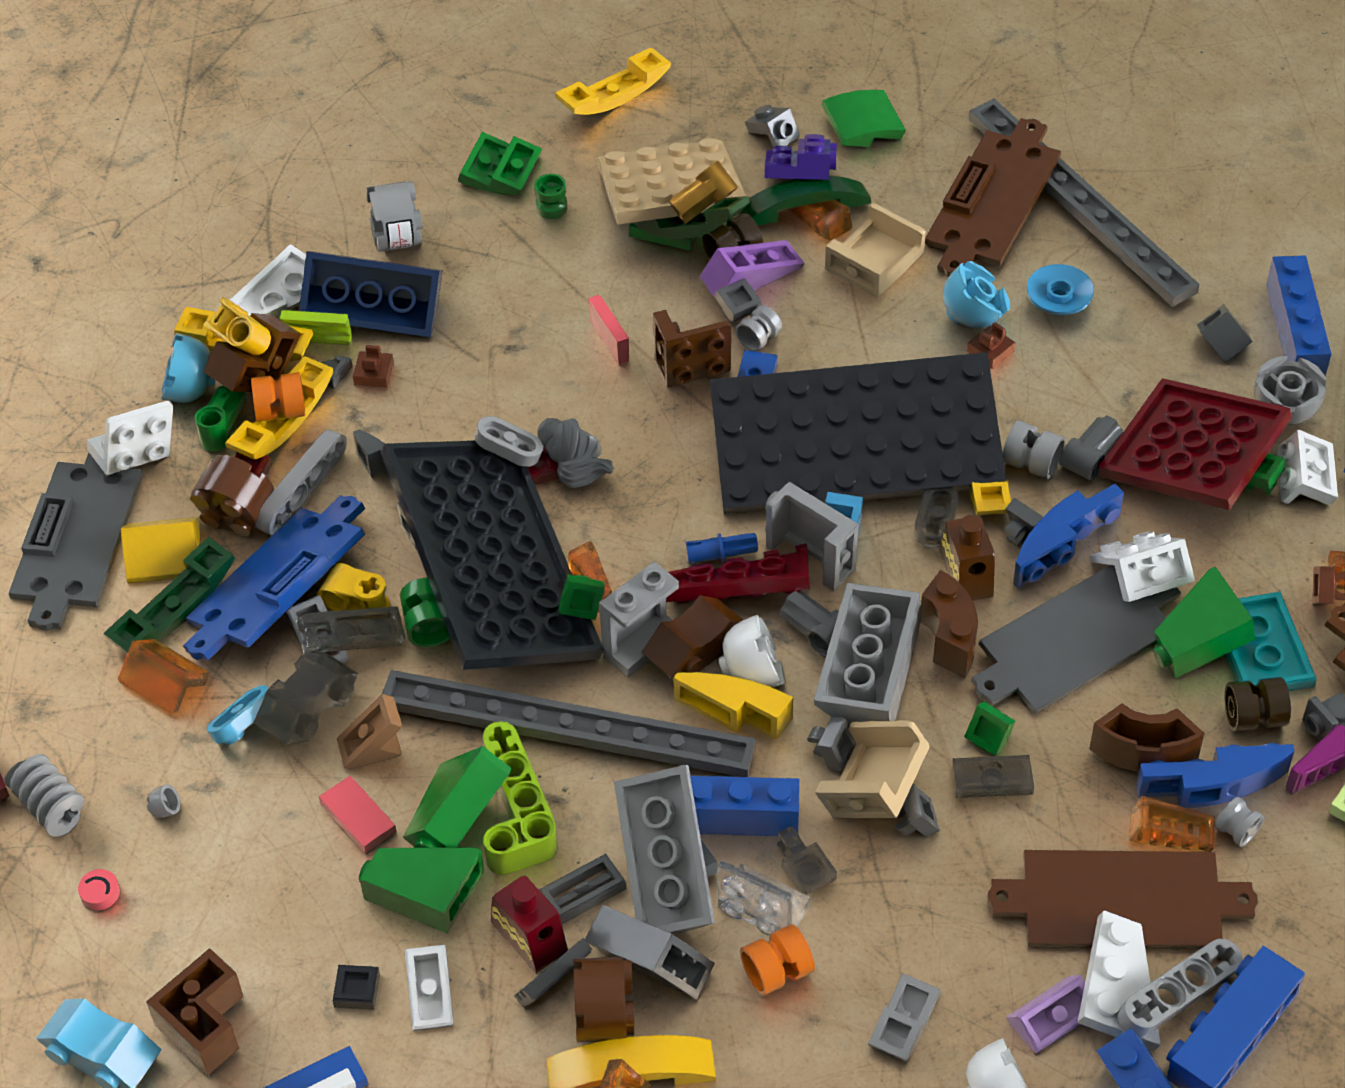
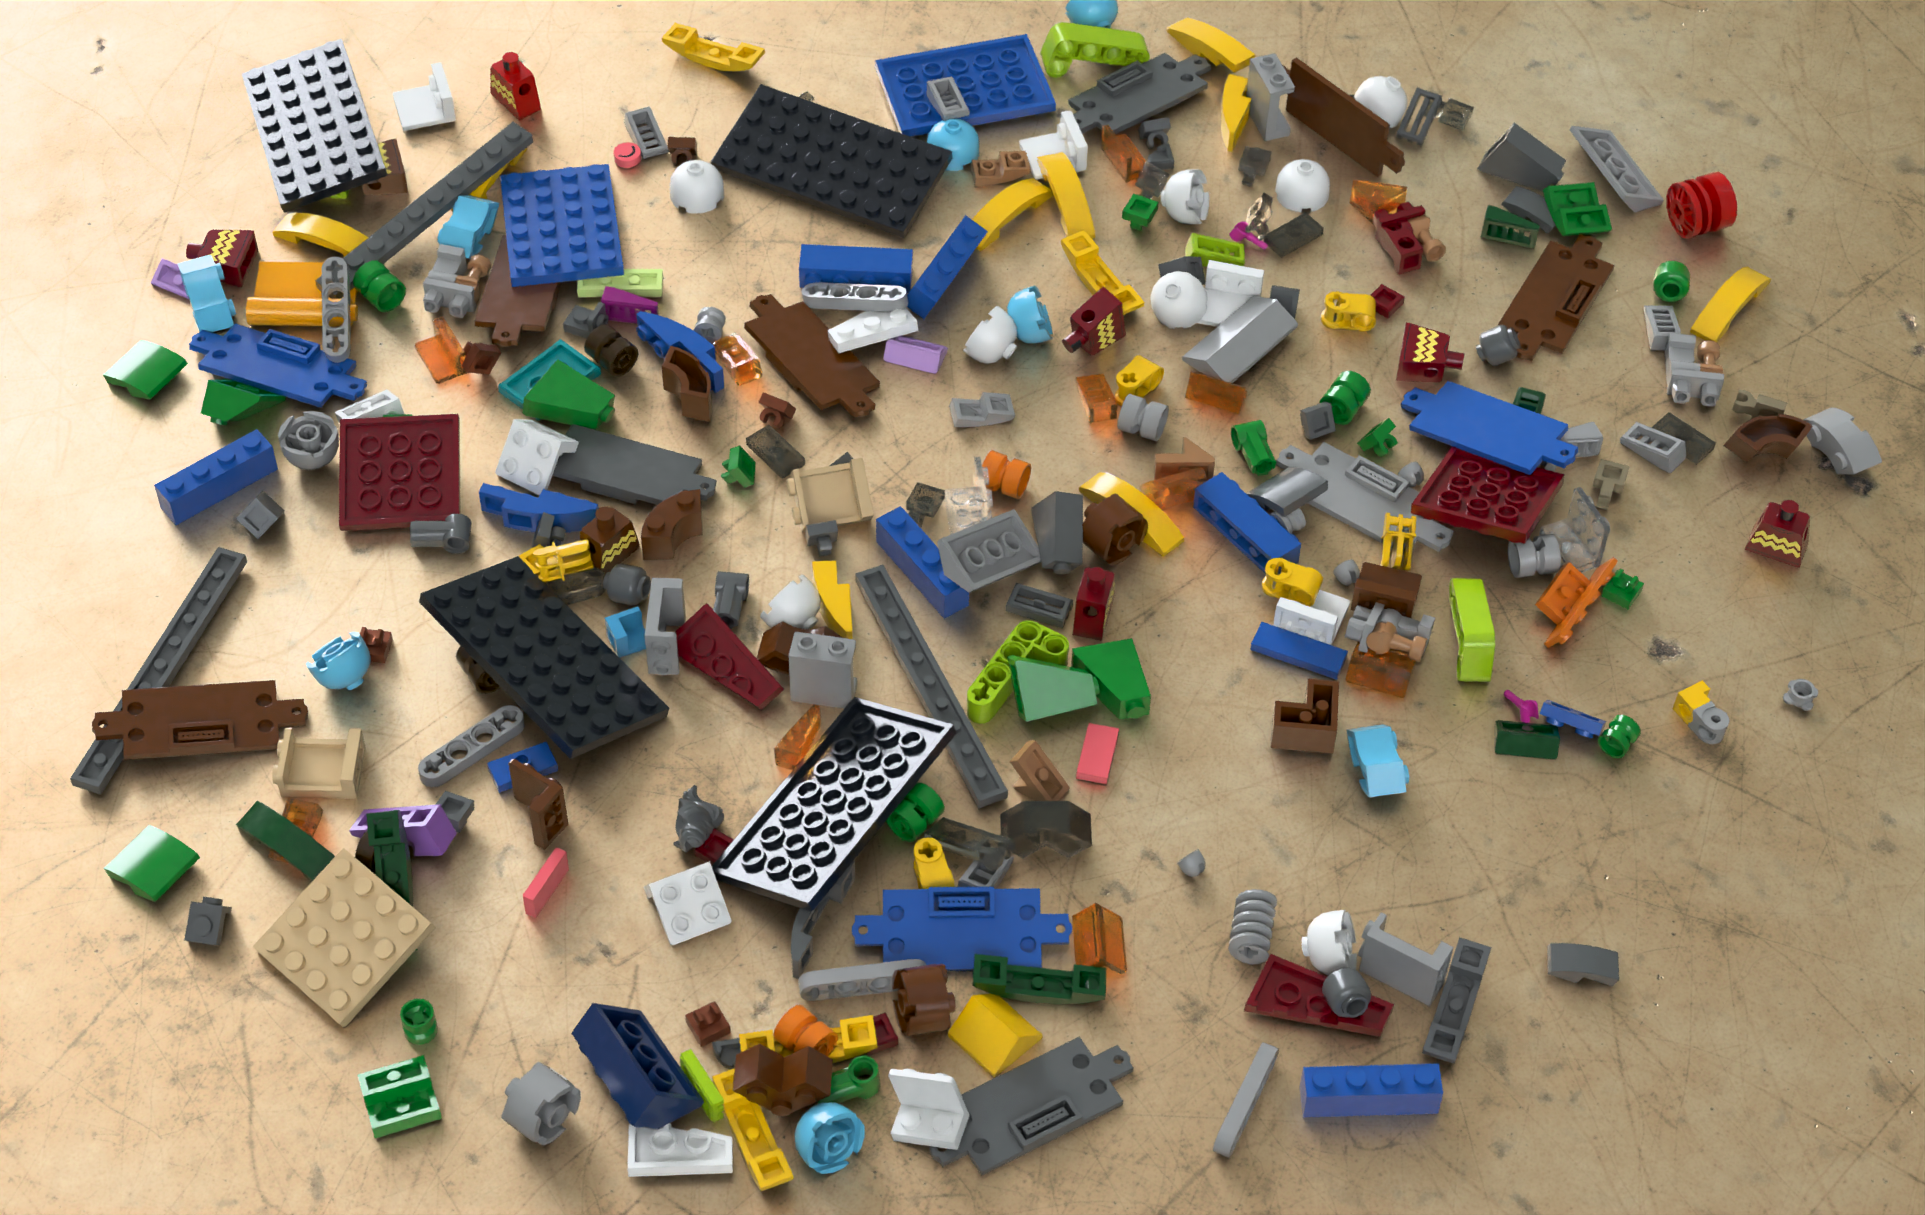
camera: 130 degrees left, 0 degrees up
(99, 889) = (1281, 852): coral tile -> none
(232, 722) = (1089, 864): medium azure plate -> none
(239, 328) = (783, 1073): yellow piece -> none
(356, 987) = (1210, 672): black tile -> none
(429, 987) = (1173, 637): white slope -> none
(508, 441) = (725, 854): light grey plate -> none
(511, 398) = (689, 903): none -> white bracket
(552, 973) = (1120, 586): dark grey tile -> none
(581, 597) = (828, 721): green tile -> none
(641, 73) = (232, 1072): yellow slope -> none
(709, 188) = (374, 864): pearl gold piece -> none
(721, 547) = (707, 688): blue axle -> none
(762, 324) = (469, 786): light grey wheel -> none
(804, 357) = (475, 749): none -> light grey beam
(811, 161) = (251, 861): dark purple plate -> none
(869, 654) = (740, 539): light grey slope -> none
(900, 548) = (627, 584): none -> dark grey head
(964, 496) = (568, 559): none -> yellow arm
(1031, 449) = (471, 552): light grey wheel -> none
(1057, 811) = (776, 407): none -> copper tile
(1060, 289) = (284, 616): dark azure dish -> none

